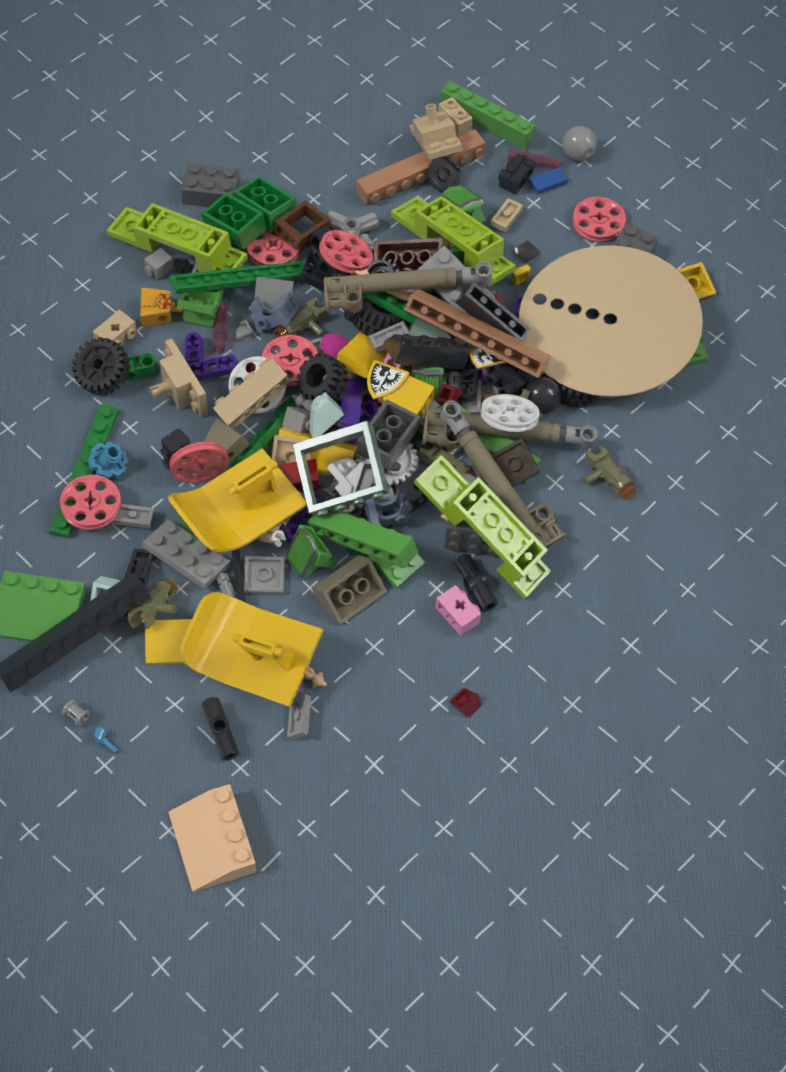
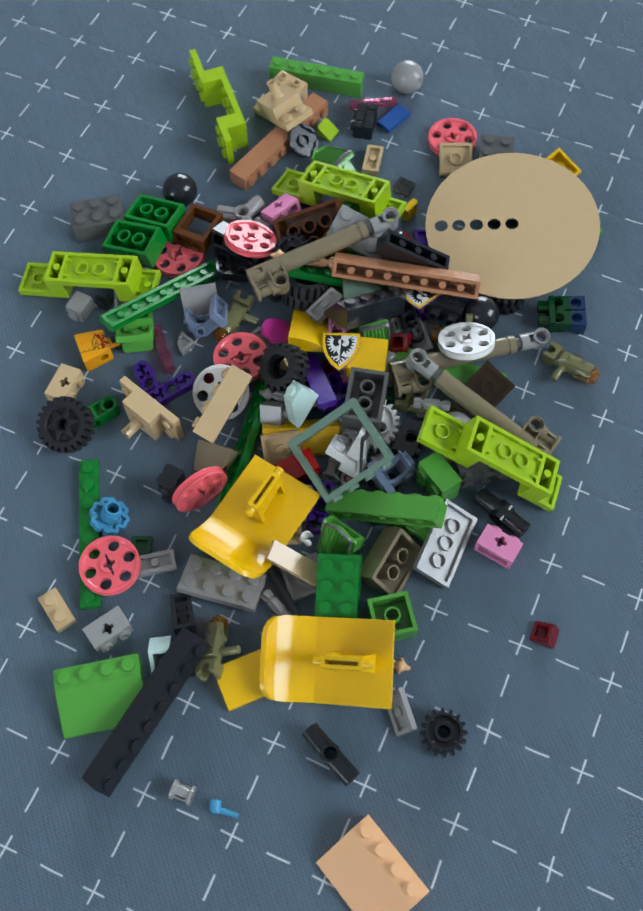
camera: 15 degrees left, 5 degrees up
(28, 525) = (57, 610): none -> tan plate
(67, 557) = (98, 633): none -> light grey brick
(128, 496) = (143, 544): none -> dark green tile
(257, 555) = (292, 562): none -> tan tile
(290, 587) = (338, 585): none -> green brick
(300, 183) = (180, 188): none -> black piece
(330, 737) = (451, 724): none -> black gear
(335, 634) = (397, 608): none -> bright green brick
(376, 98) = (217, 90): none -> lime bracket
(393, 231) = (281, 207): none -> bright pink brick
(408, 589) = (445, 546): none -> light grey plate
(426, 530) = (438, 477): none -> bright green brick
(454, 461) = (418, 402): none -> light grey axle
(474, 171) = (327, 130): none -> lime slope
(590, 235) = (453, 157): none -> tan tile
(626, 423) = (563, 314): none -> dark green hips

